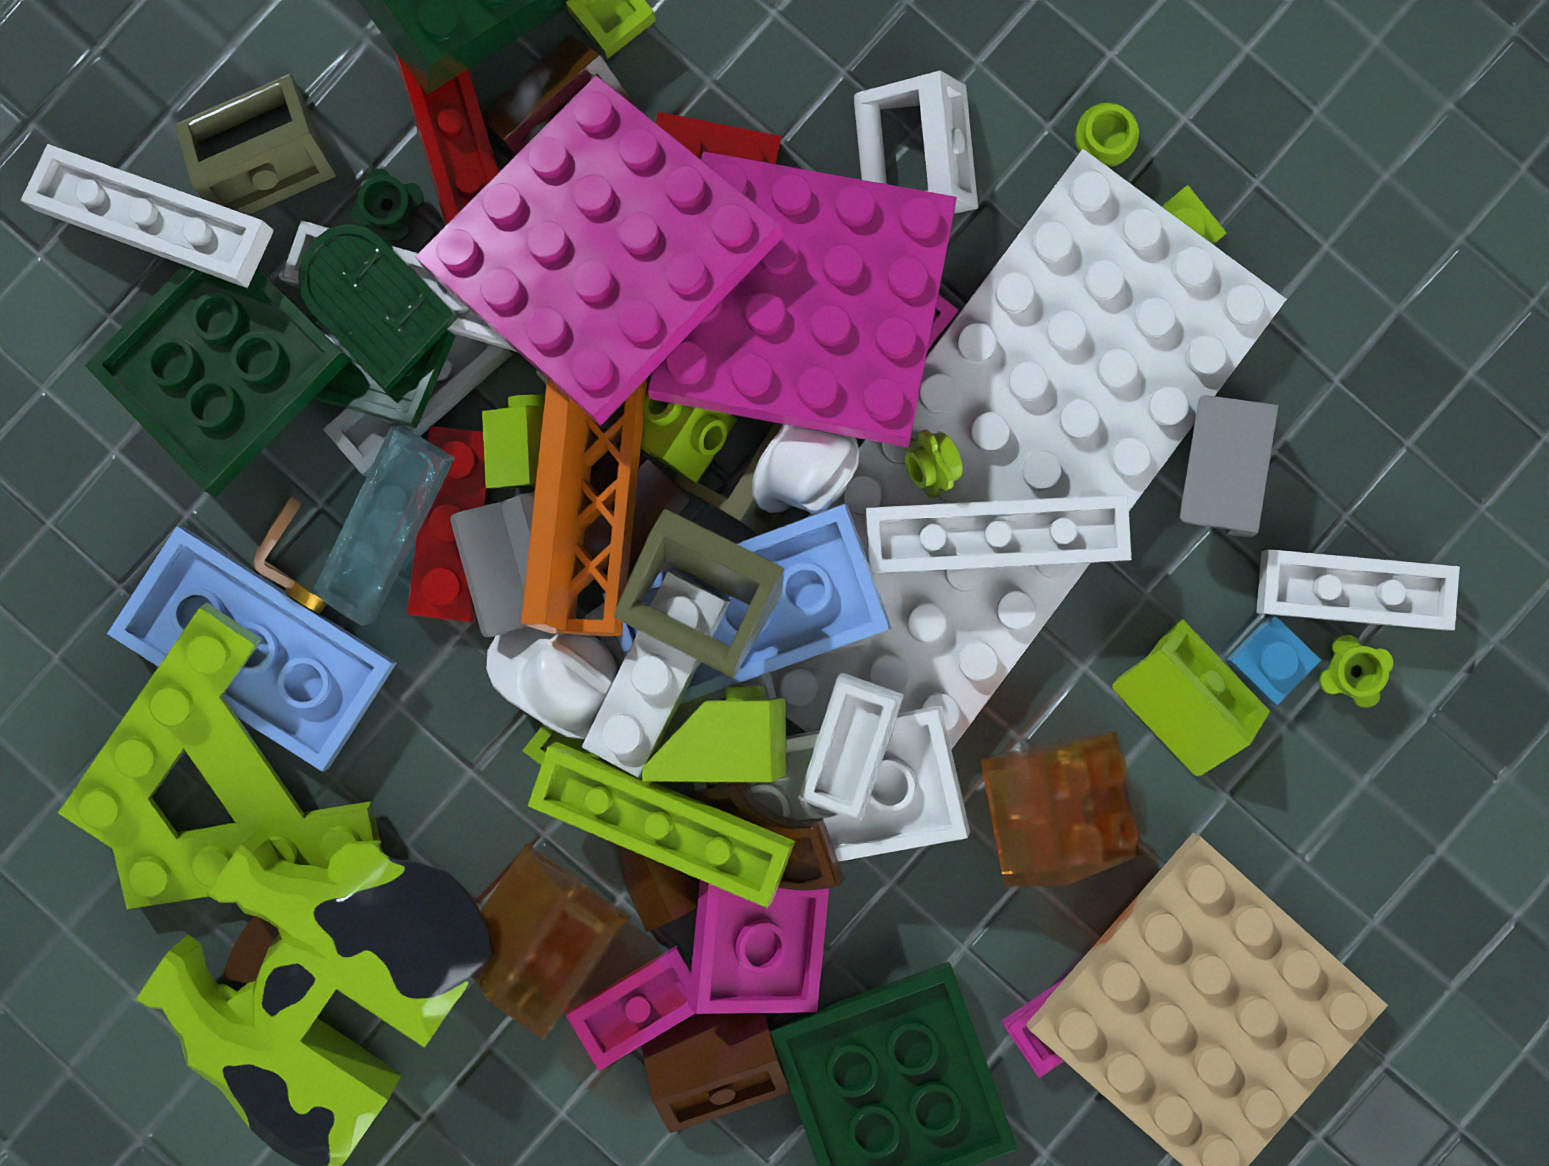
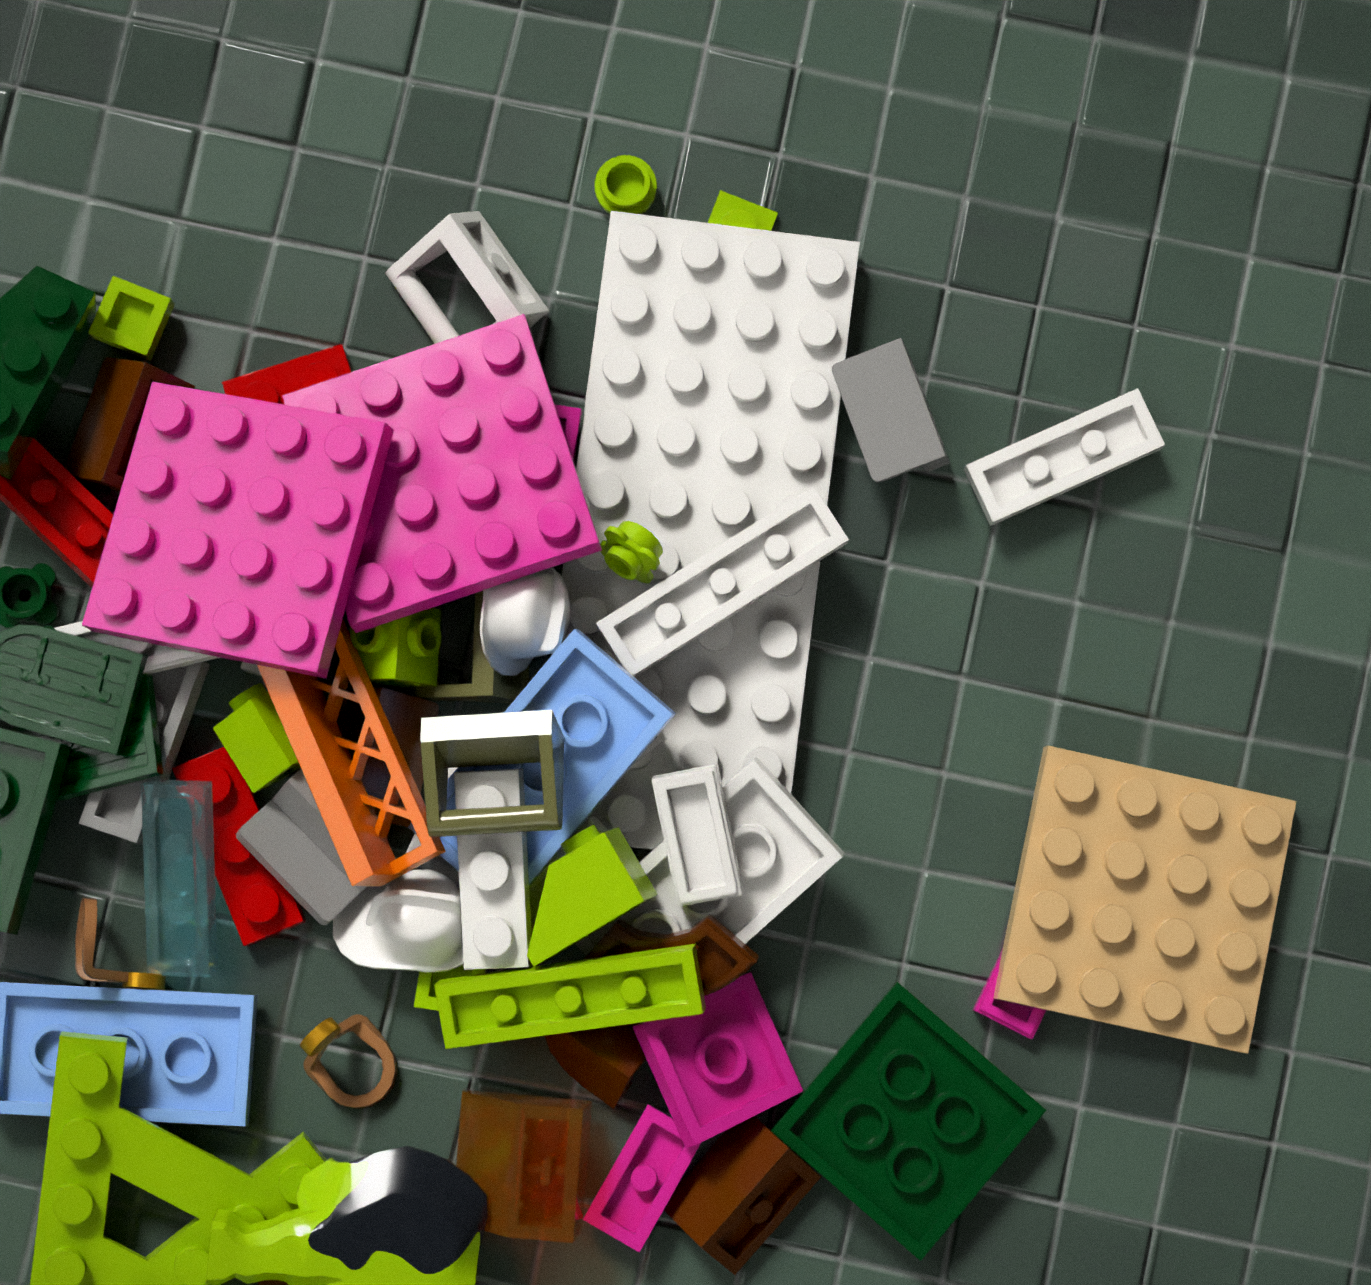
camera: 30 degrees left, 5 degrees down
(474, 749) = (328, 1031): none -> medium nougat piece
(1060, 810) = (915, 790): clear orange slope -> none
(1192, 700) = (975, 632): lime panel -> none
(1273, 660) = (1027, 558): dark azure plate -> none
(1374, 666) = (1114, 512): lime plate -> none

